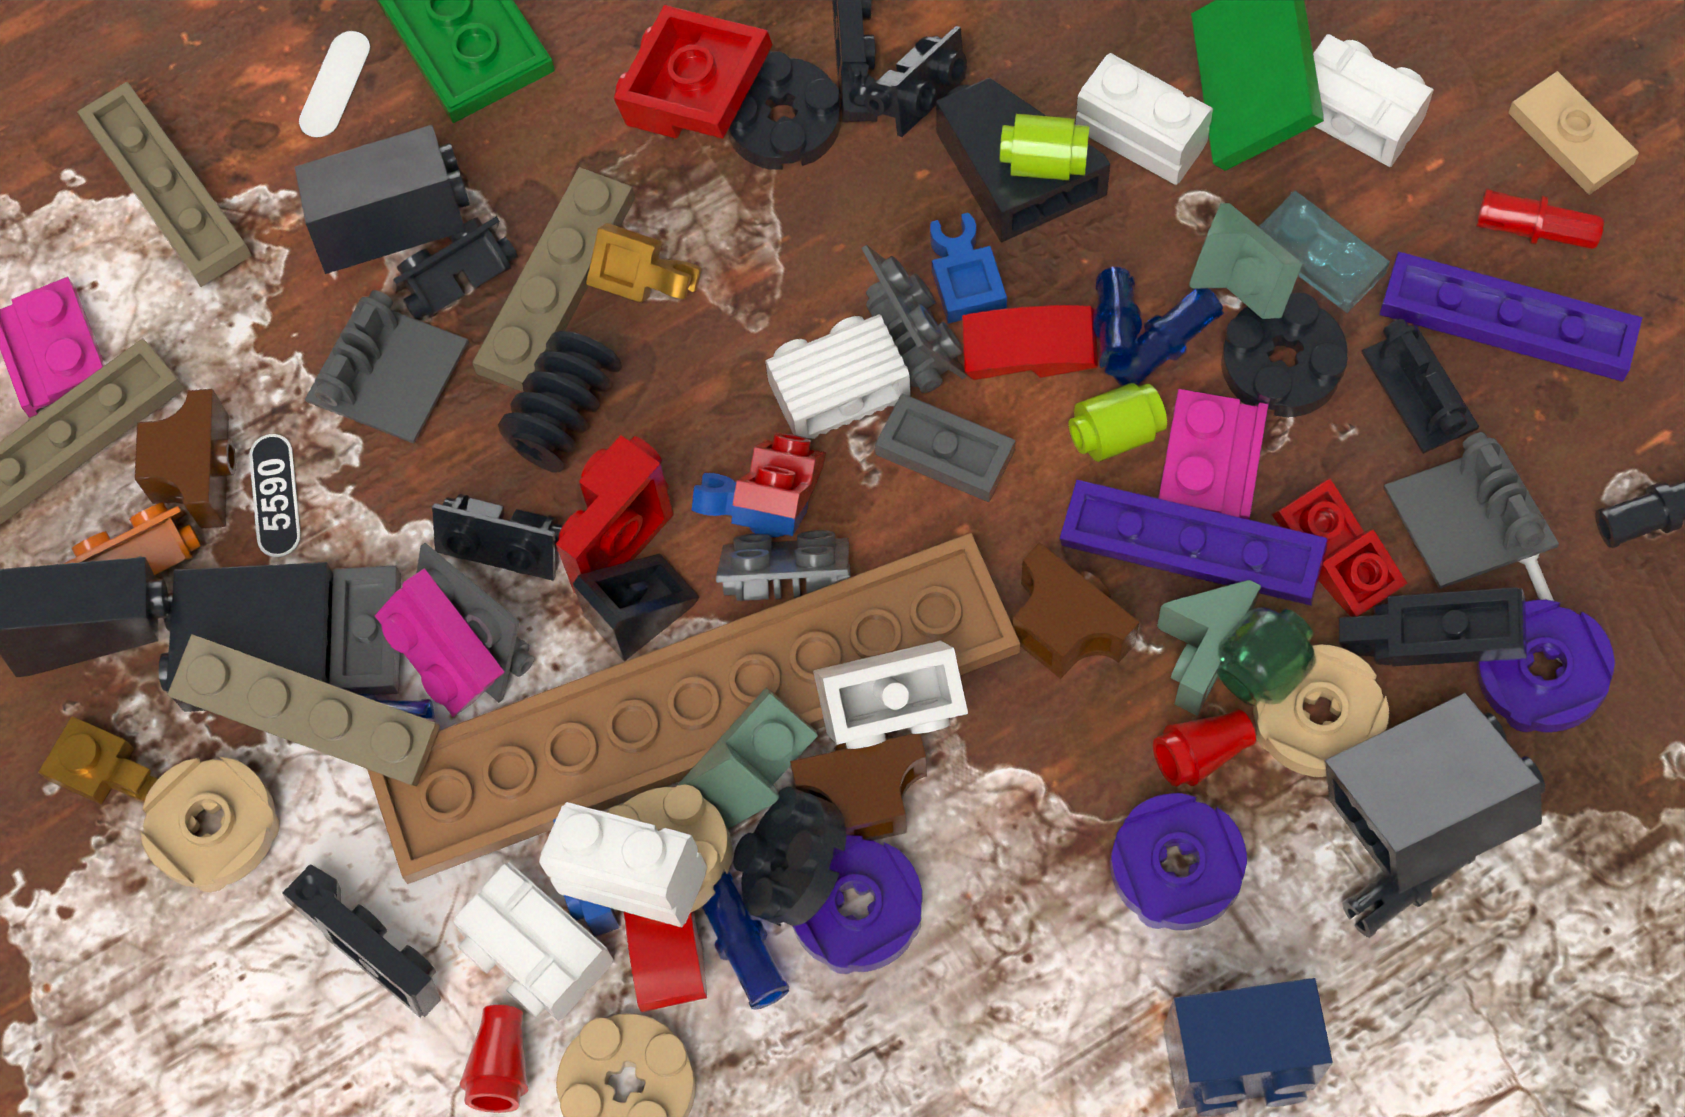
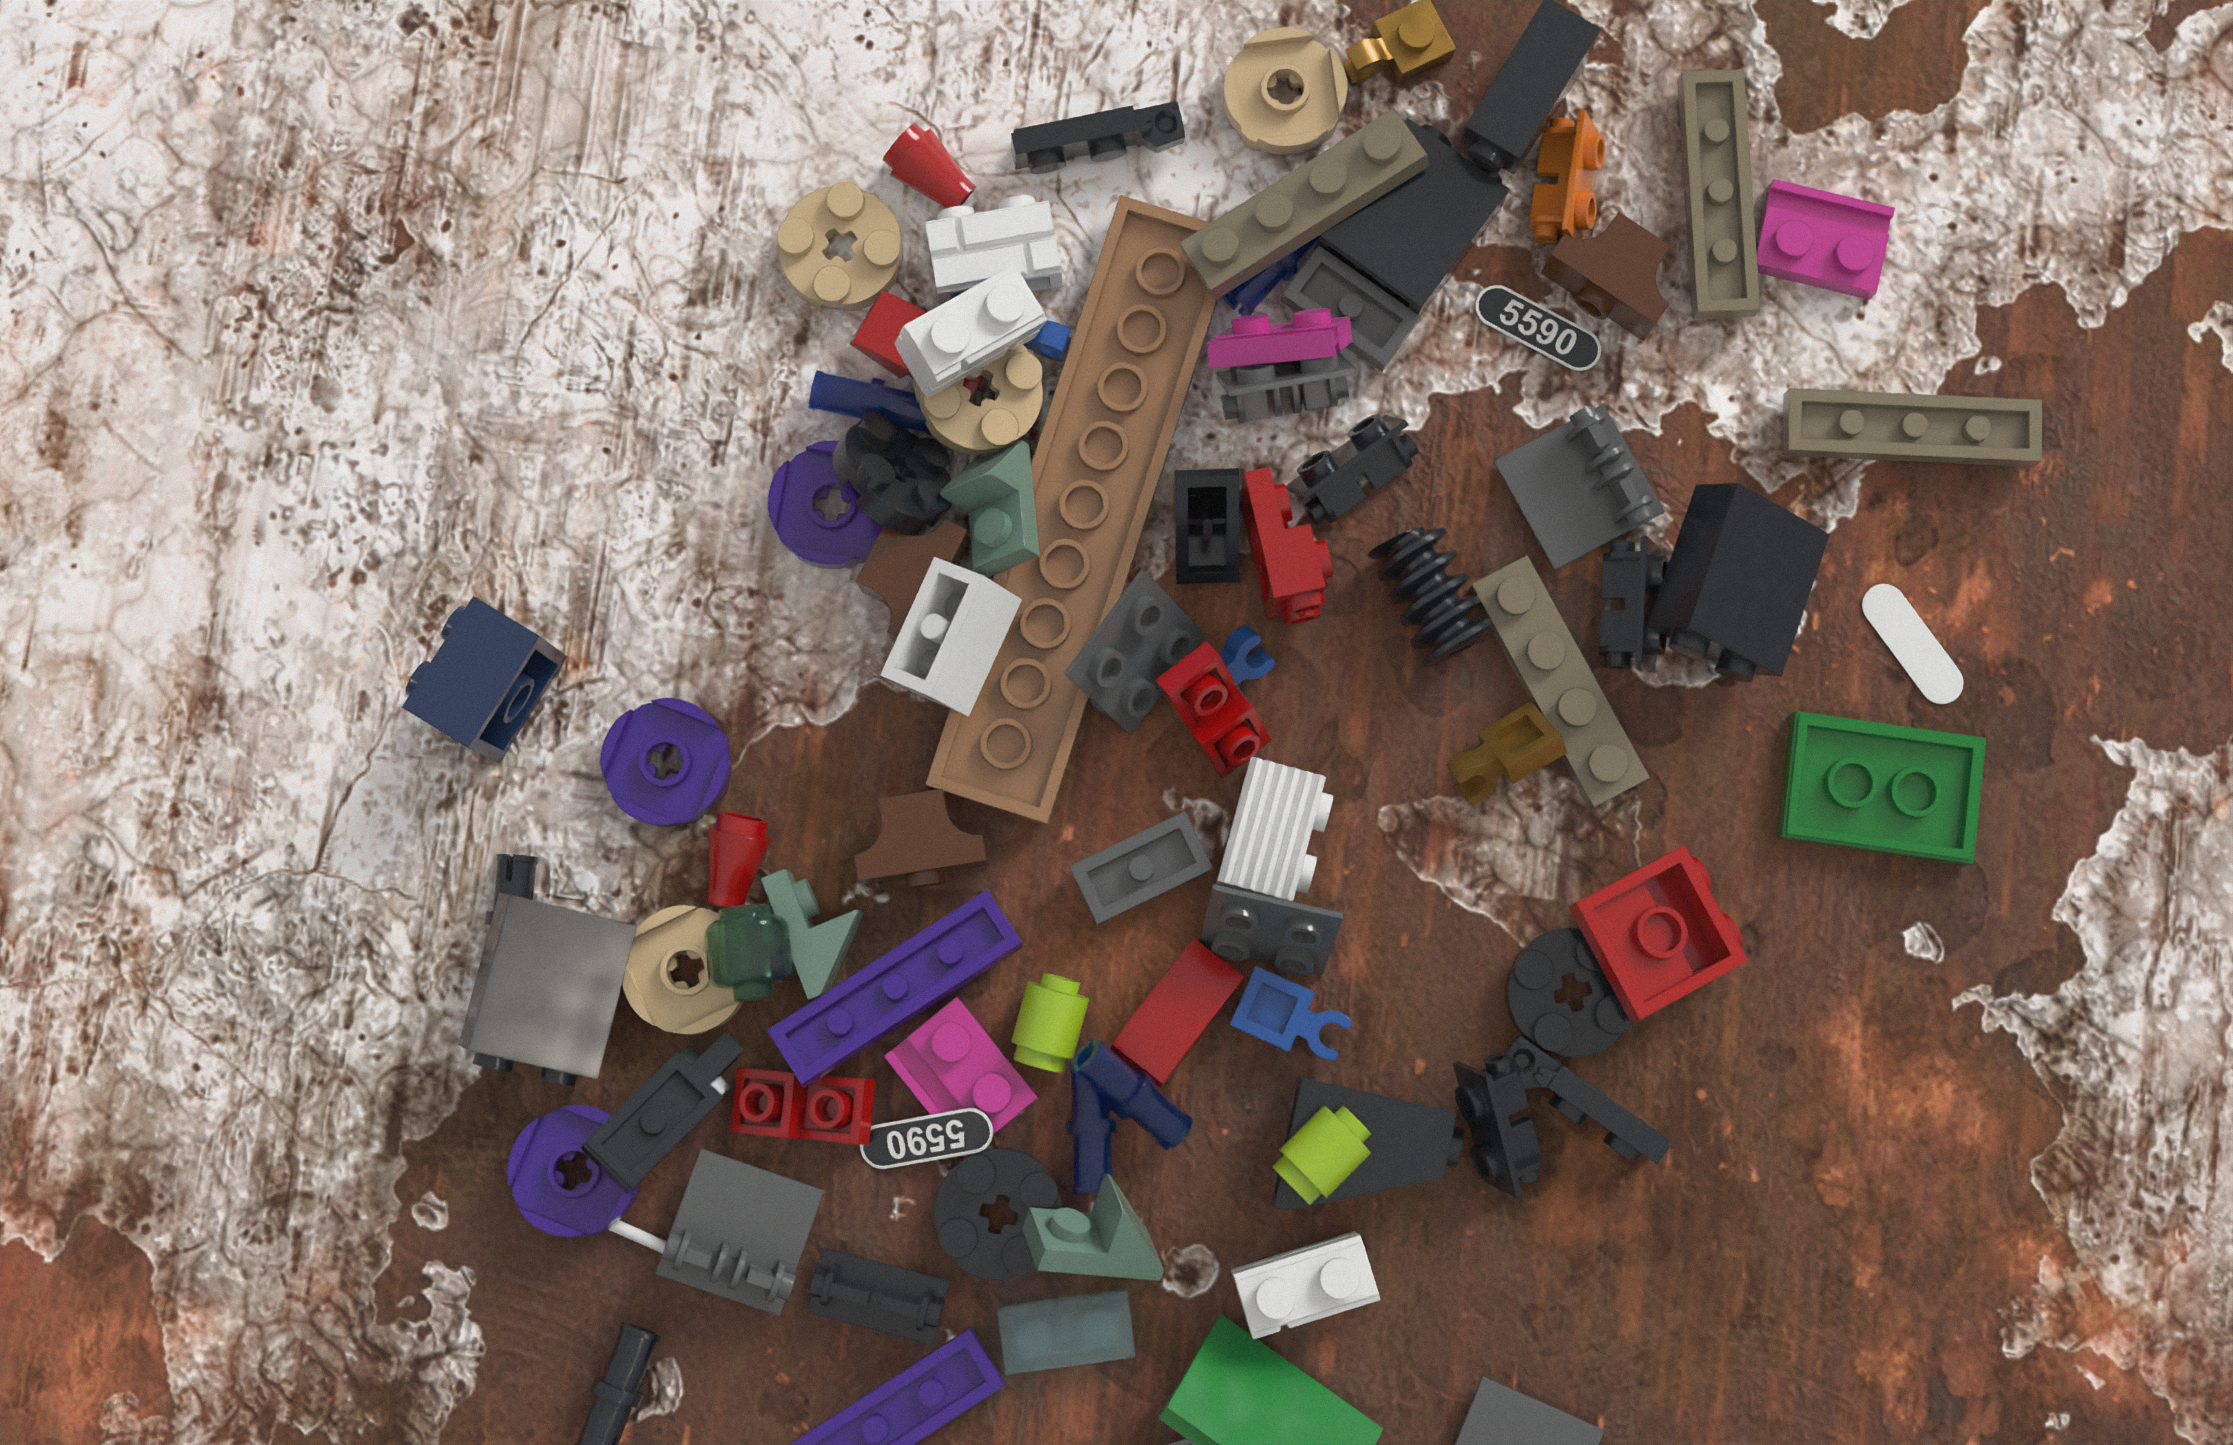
camera: 125 degrees right, 15 degrees up
(1277, 439) = (927, 1138): none -> black sticker

